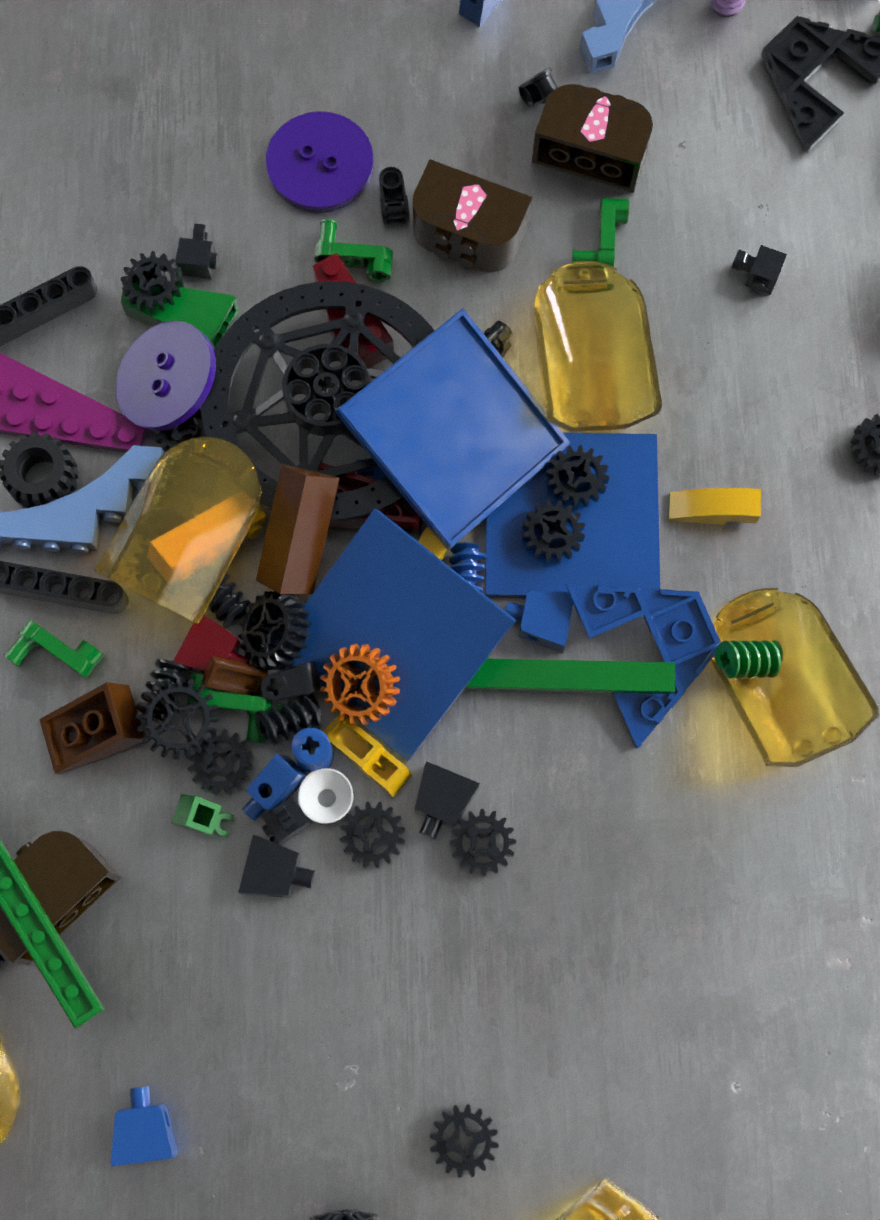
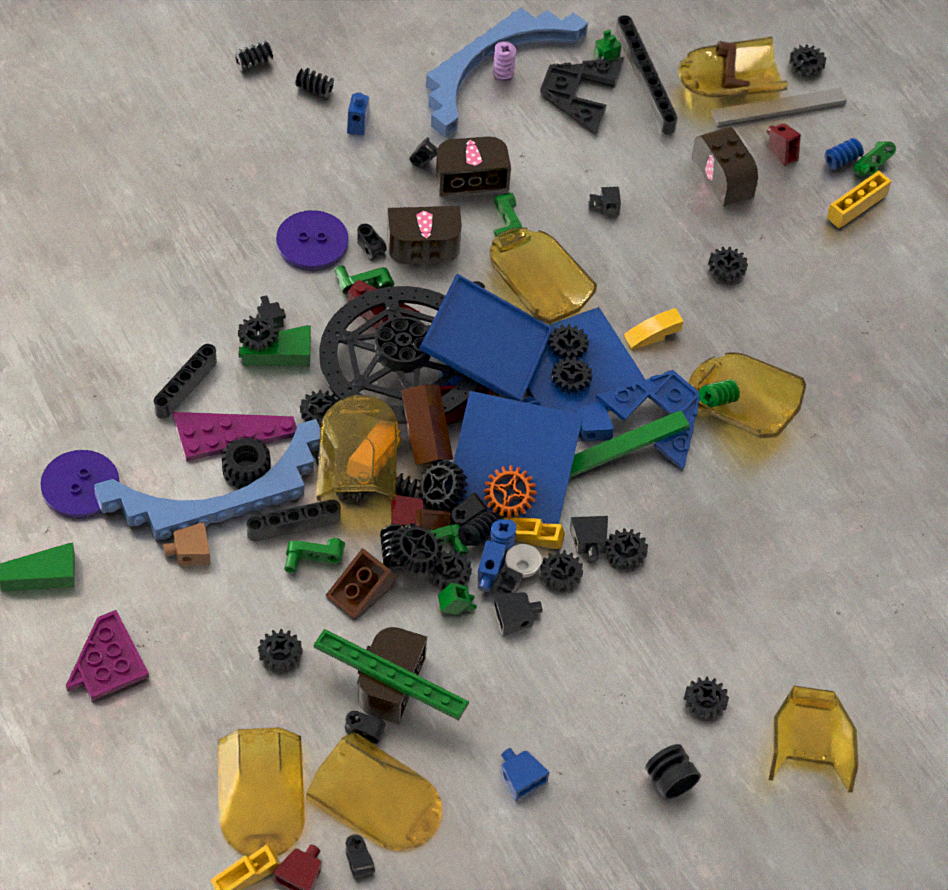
camera: 30 degrees left, 20 degrees down
(165, 376) = (295, 380): plate -> none

